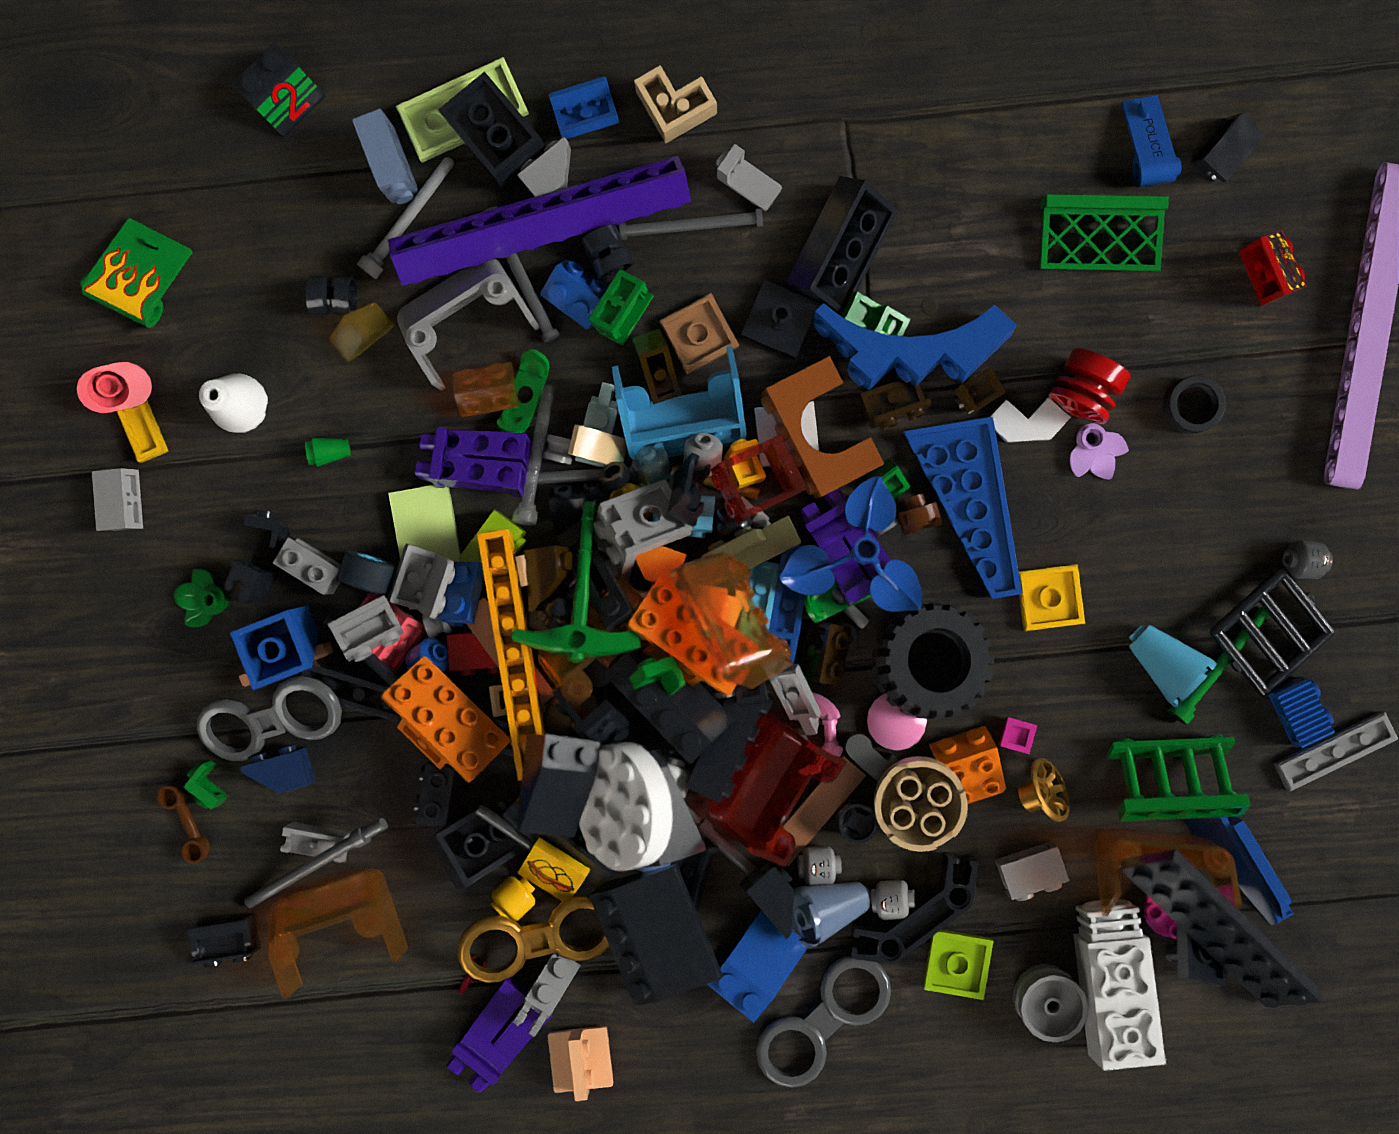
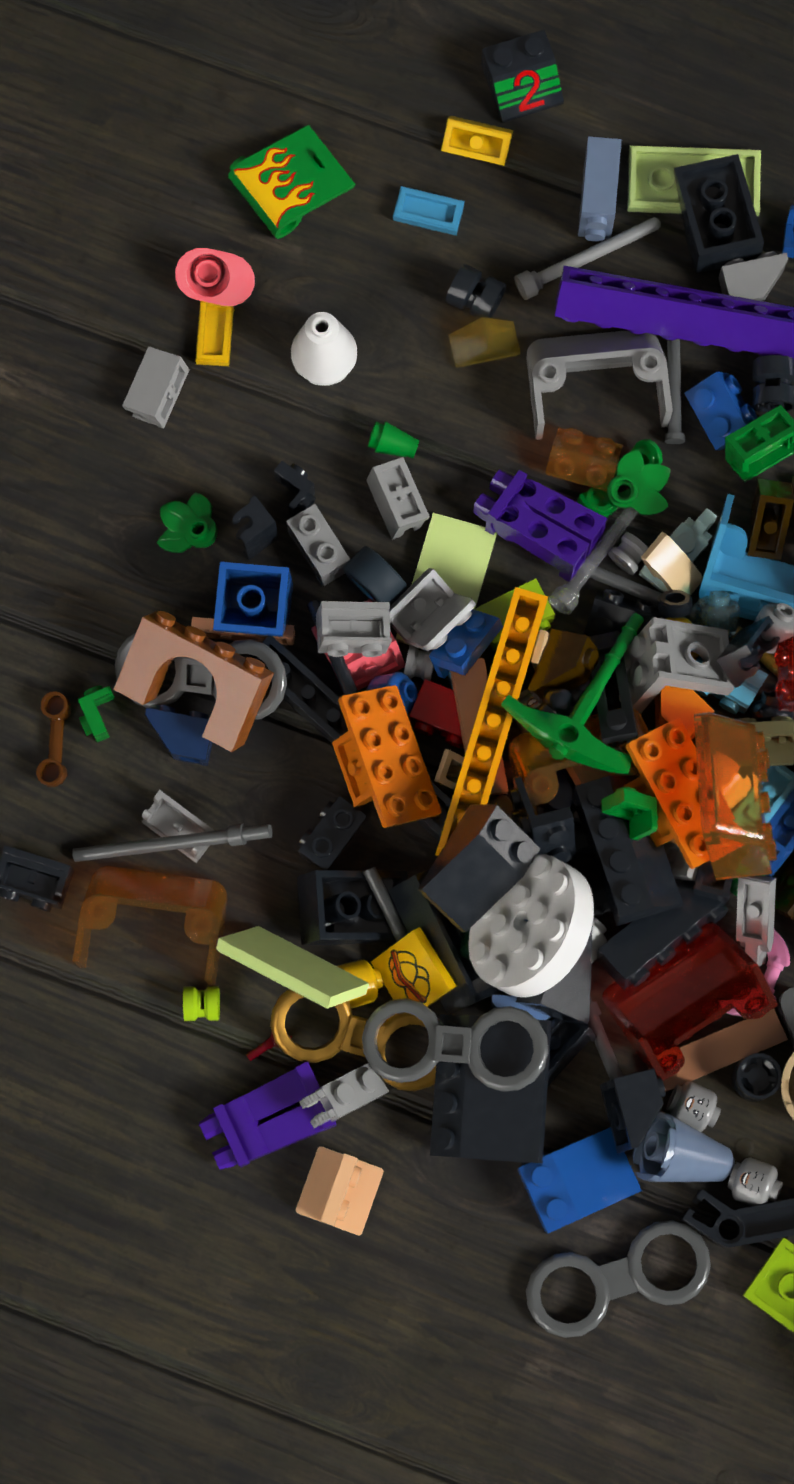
camera: 25 degrees right, 10 degrees down
(261, 242) = (428, 210): none -> dark azure tile
(270, 163) = (476, 140): none -> yellow slope
(295, 718) = (238, 680): none -> arch
(353, 495) = (397, 497): none -> light grey hinge
(403, 971) = (194, 1006): none -> lime wheel
(455, 919) = (292, 966): none -> yellowish green tile
(543, 387) = (644, 483): none -> green plate
(611, 920) = (455, 1044): none -> dark grey bar

